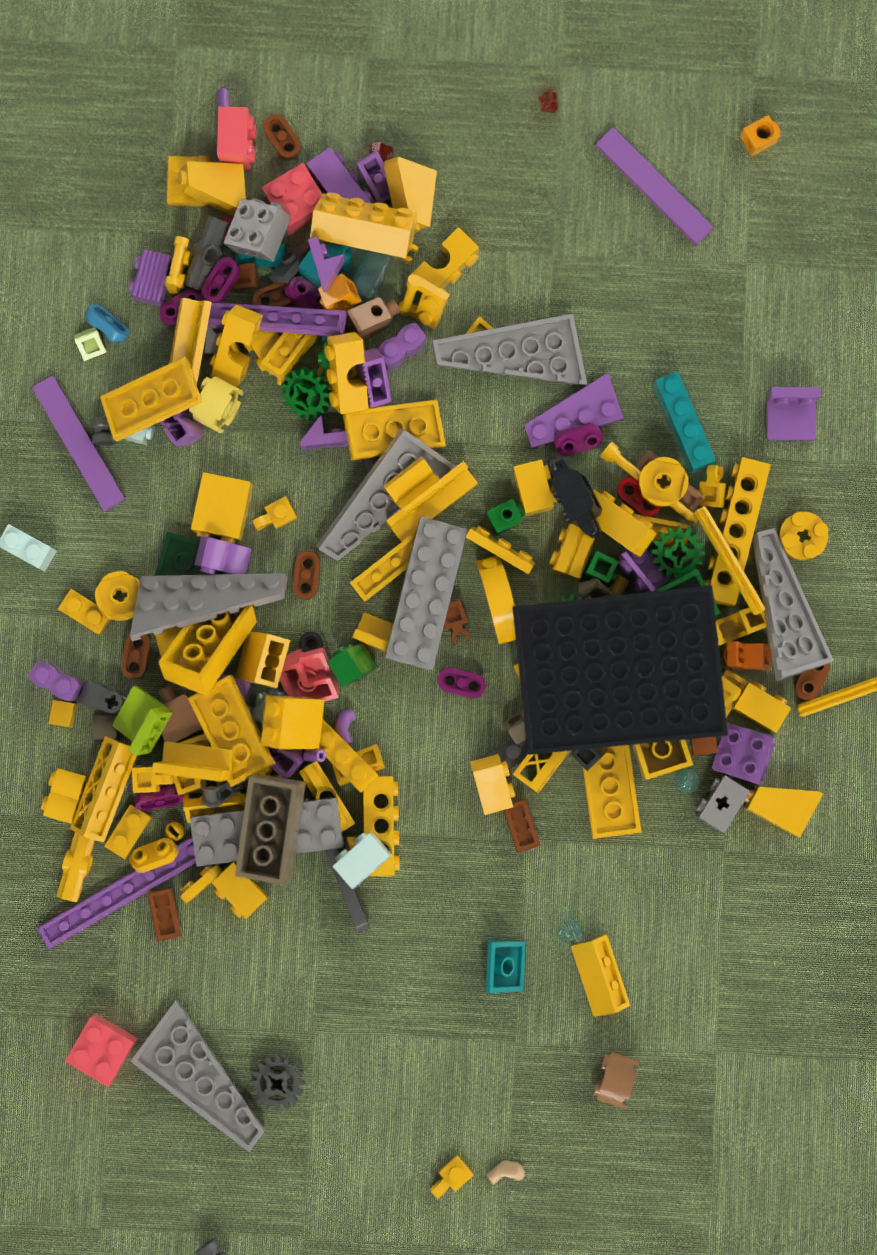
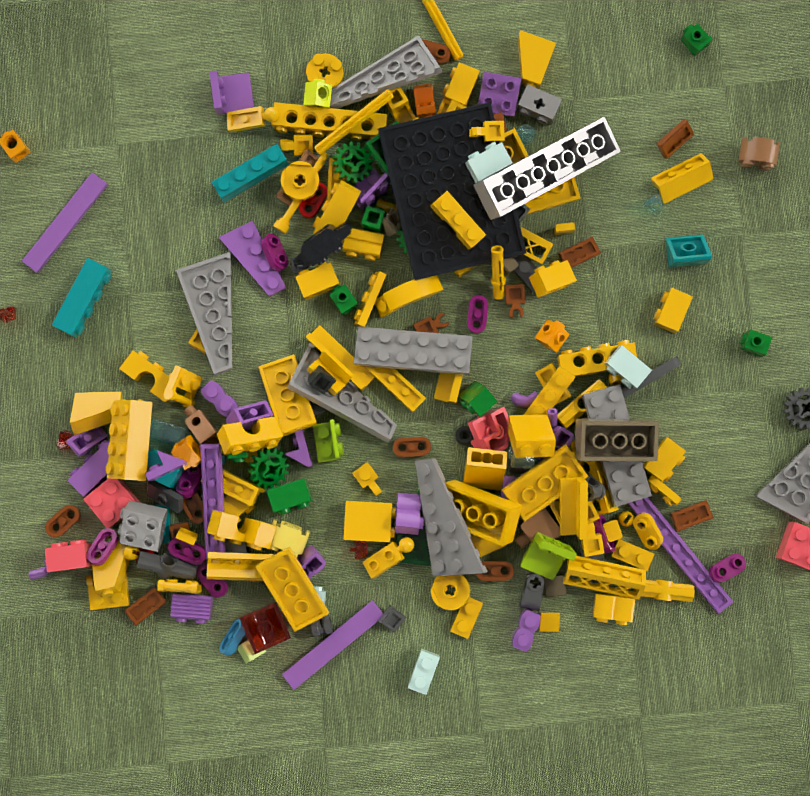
camera: 95 degrees left, 0 degrees up
(92, 949) = (728, 567): none -> magenta plate
(97, 519) = (392, 619): none -> dark grey tile
(110, 360) = (265, 627): none -> clear red brick
(161, 222) = (145, 606): none -> dark orange plate
(161, 810) = (612, 530): none -> yellow slope
(173, 524) = (387, 557): none -> yellow plate
(188, 493) = (360, 549): none -> clear red piece
(223, 369) = (259, 535): none -> yellow brick
(227, 211) = (130, 552): none -> yellow hinge
(237, 281) = (186, 536): none -> yellow tile
(241, 176) = (102, 547): none -> magenta plate
(267, 414) = (289, 496): none -> green brick
(329, 472) = (327, 441): none -> lime bracket
(371, 1033) = (755, 343): none -> green brick
(404, 471) = (321, 380): none -> pearl dark grey slope
(419, 773) = (552, 335): none -> light orange brick
(429, 933) = (673, 310): none -> yellow brick
(478, 734) = (515, 296): none -> dark orange plate
(500, 714) = (498, 279): none -> yellow pin
(554, 194) = (82, 297): none -> teal brick
(555, 810) = (564, 228): none -> yellow tile
(579, 669) = (466, 229): none -> yellow arch
(632, 796) = (546, 168): none -> light grey brick
(648, 720) = (488, 162): none -> light aqua brick
(653, 974) = (675, 138): none -> dark orange plate
(687, 729) = (492, 131): none -> yellow plate
(754, 433) = (250, 118): none -> yellow plate
(768, 528) = (317, 93): none -> neon yellow brick
(773, 1023) = (694, 44): none -> green brick

